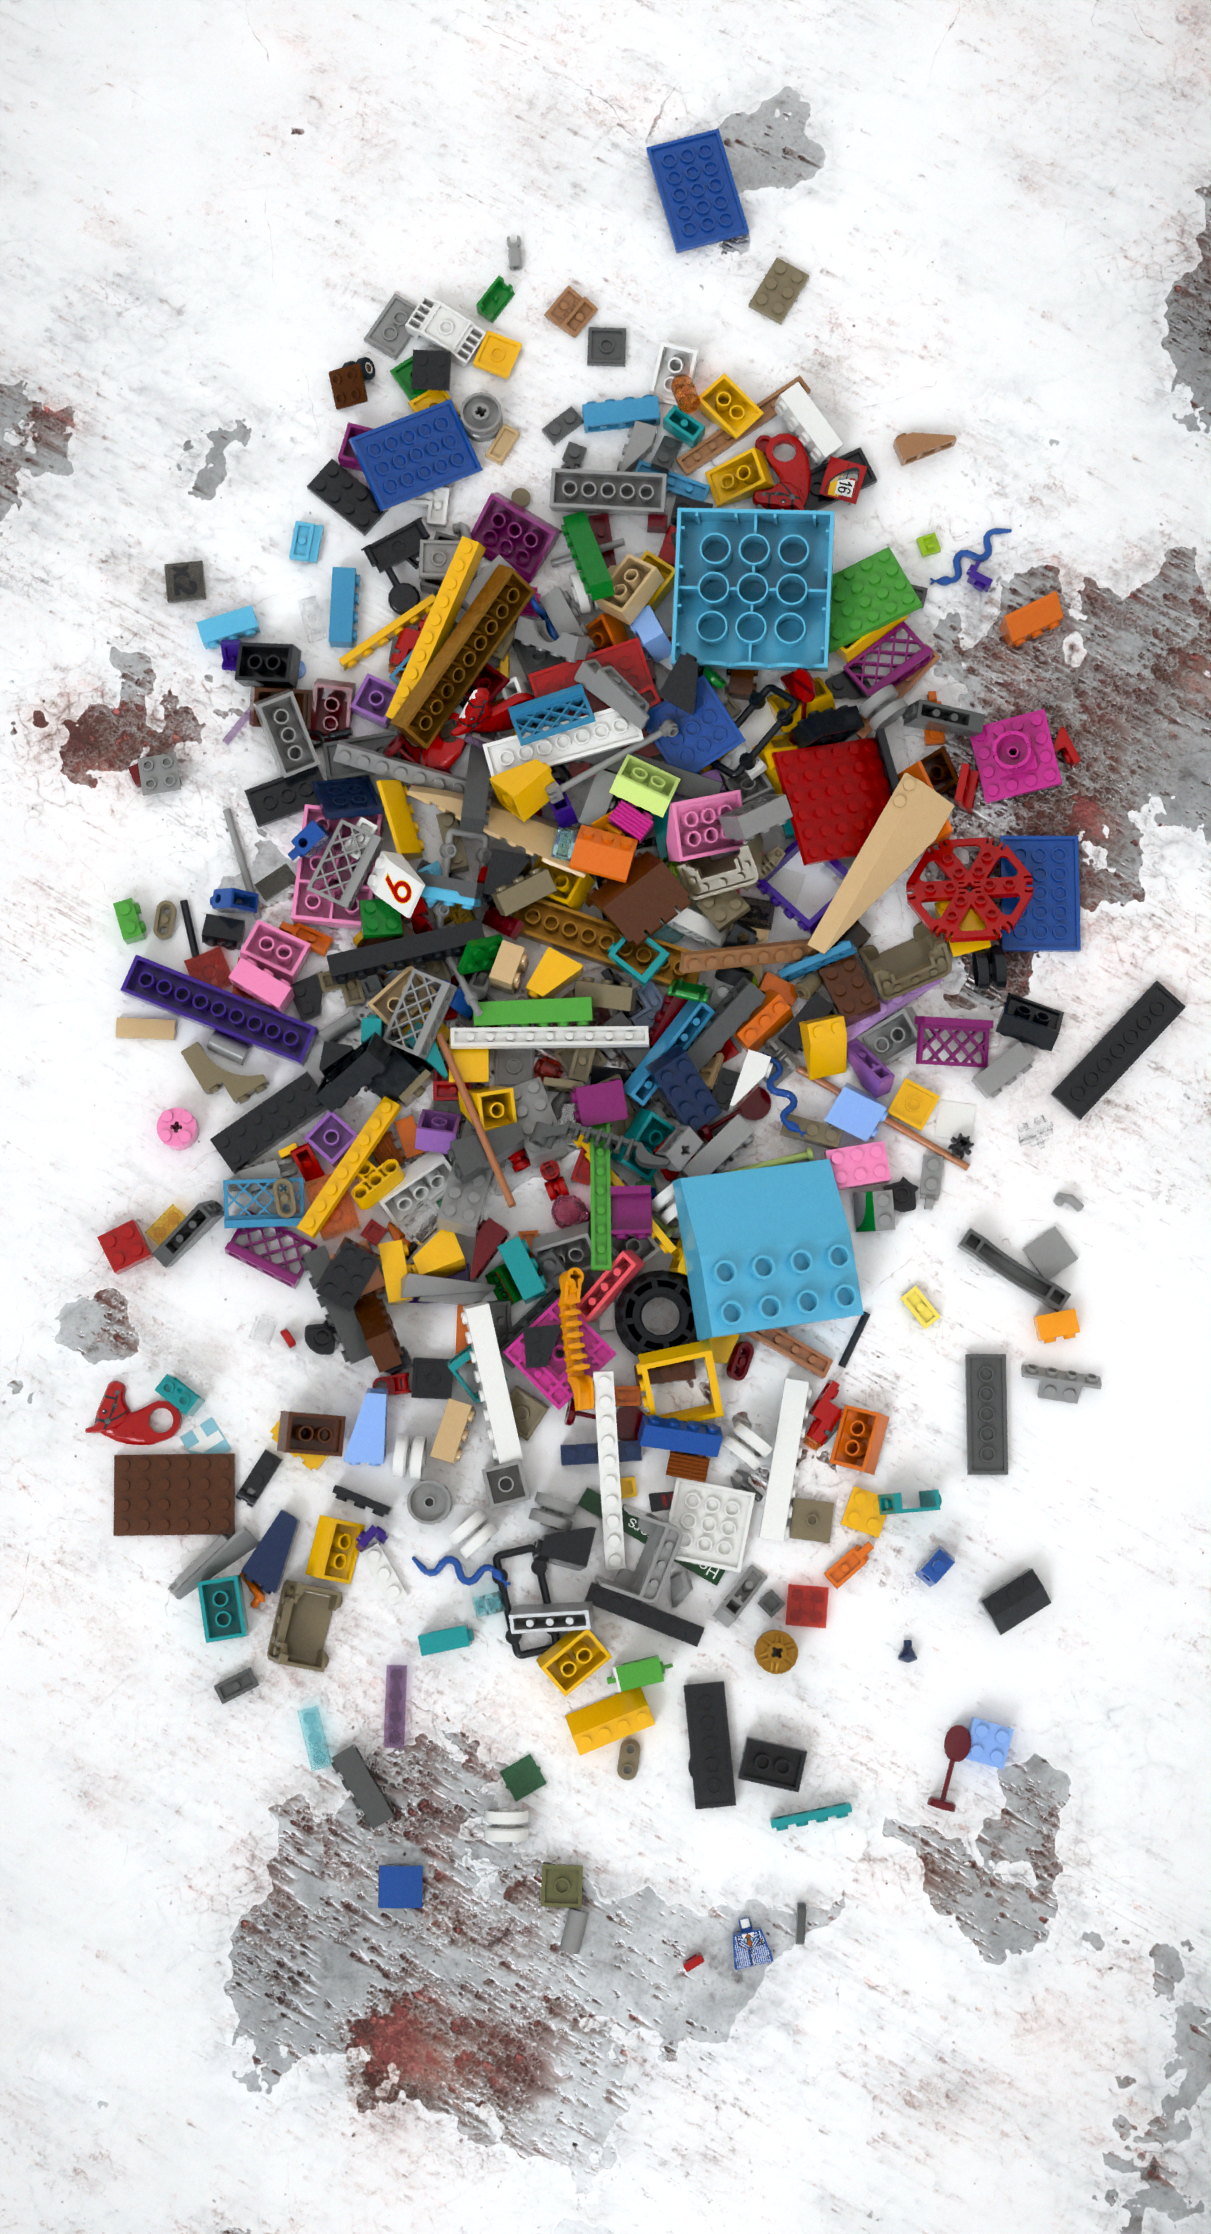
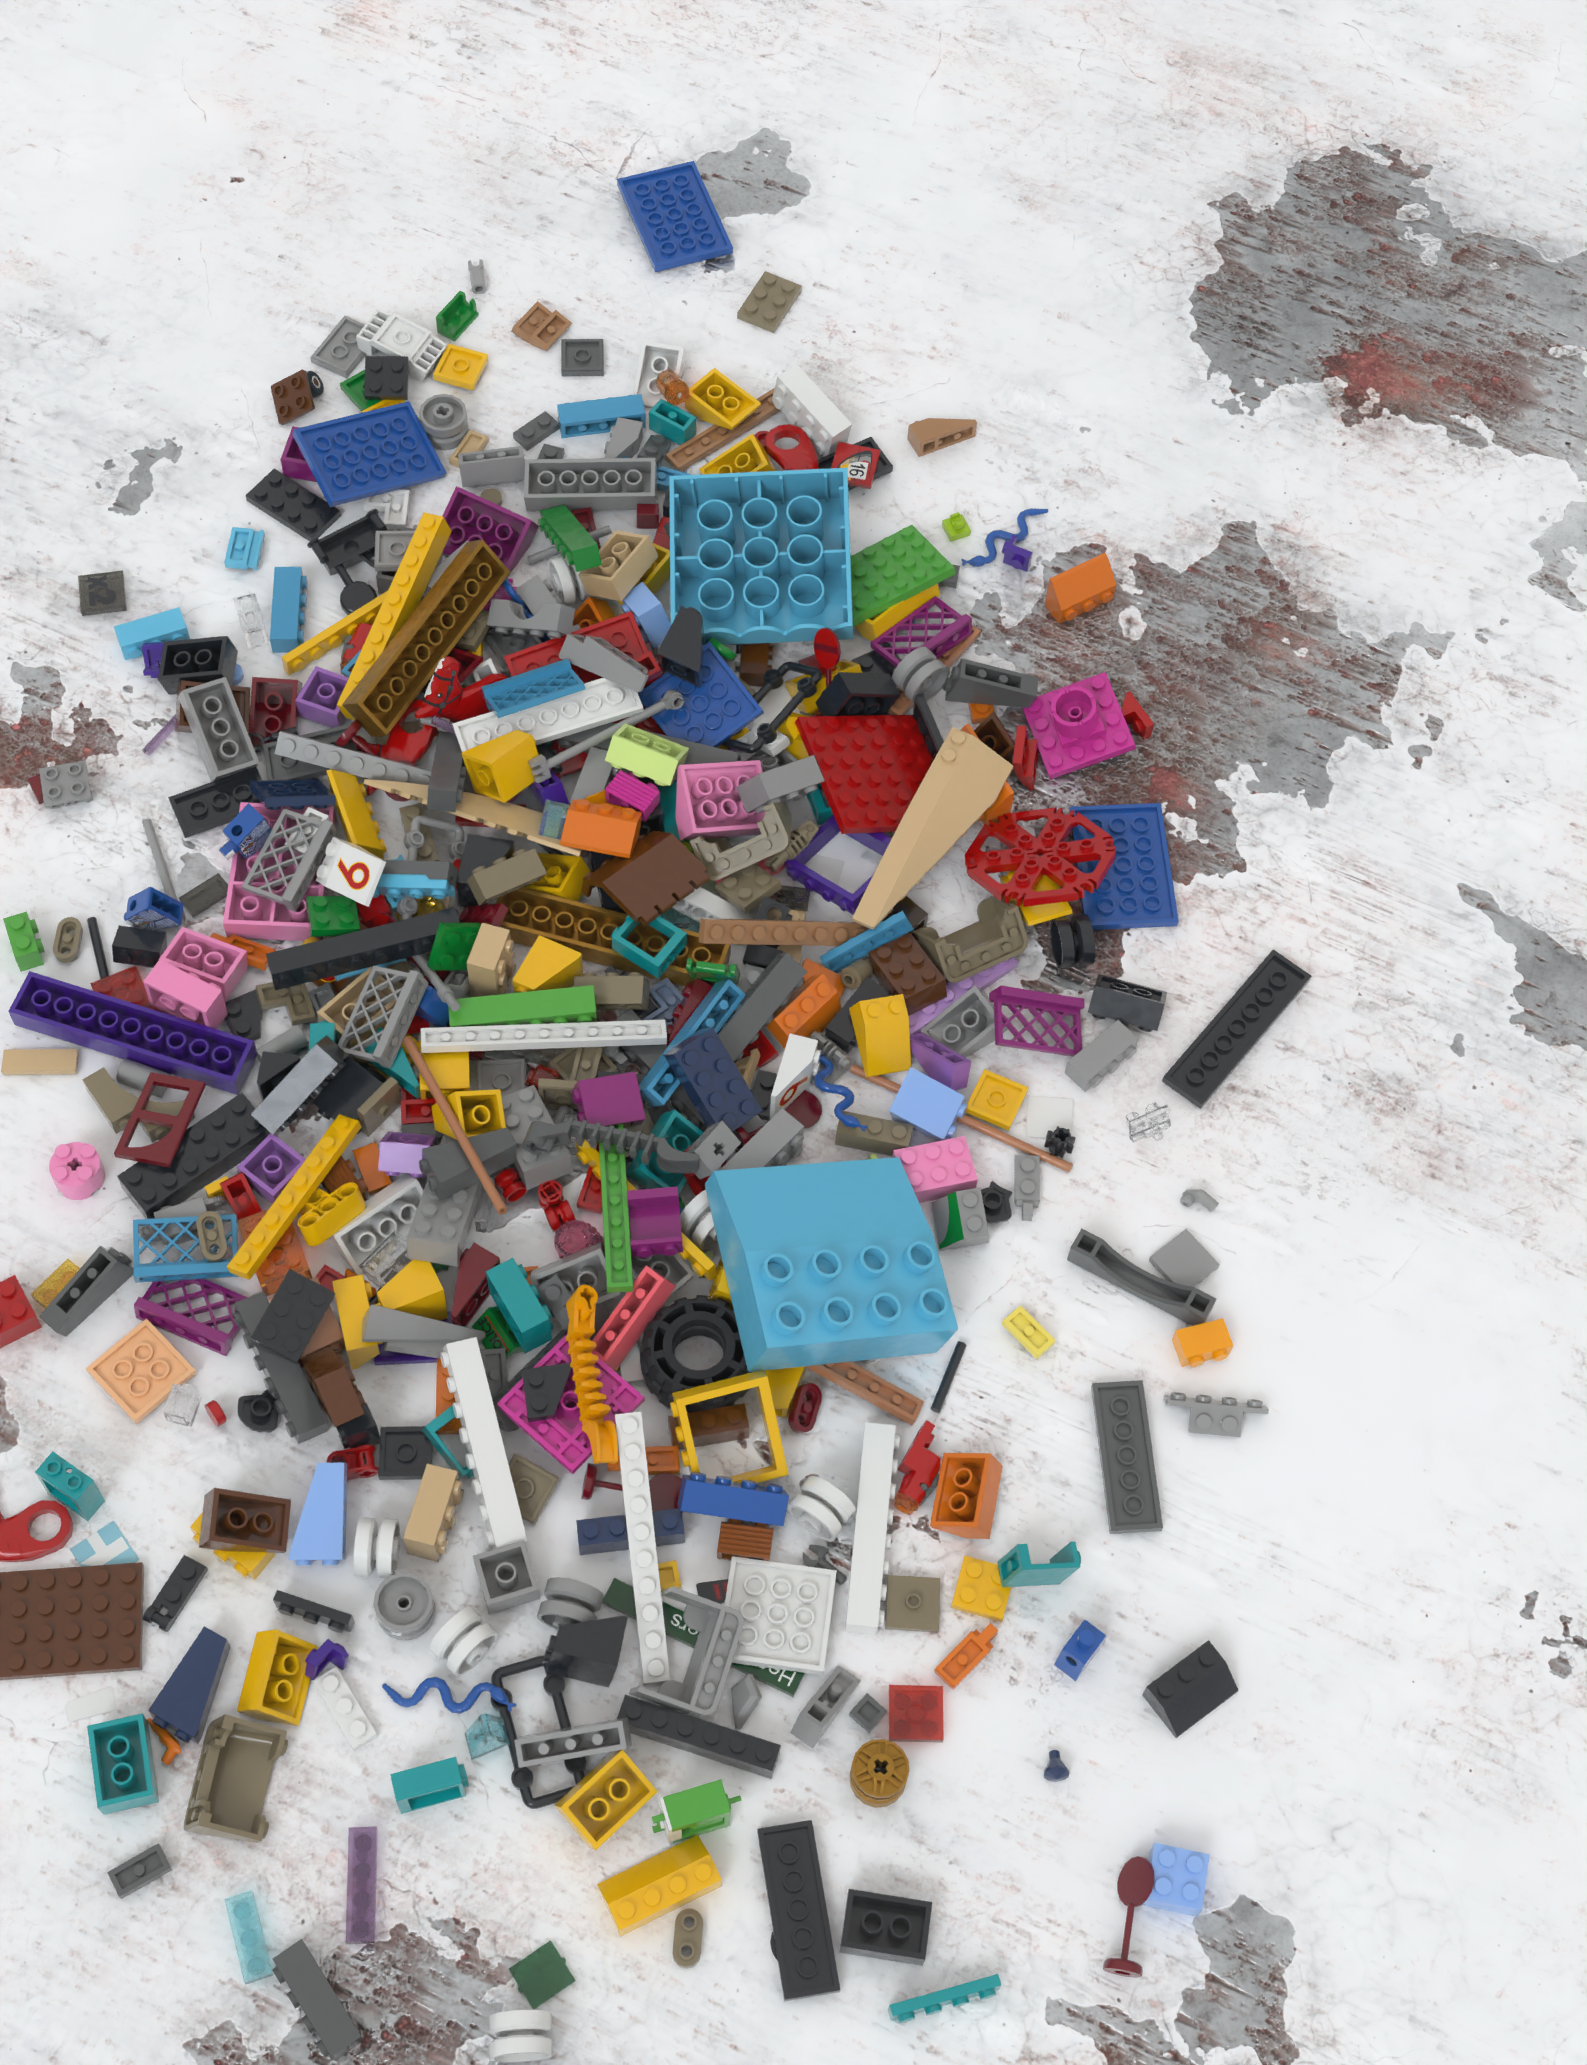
camera: 10 degrees left, 20 degrees down
(214, 1560) = (112, 1700): light grey wedge -> none
(230, 1299) = (140, 1370): none -> light nougat plate
(245, 1122) = (164, 1150): none -> dark red window
(522, 467) = (492, 466): none -> light grey brick

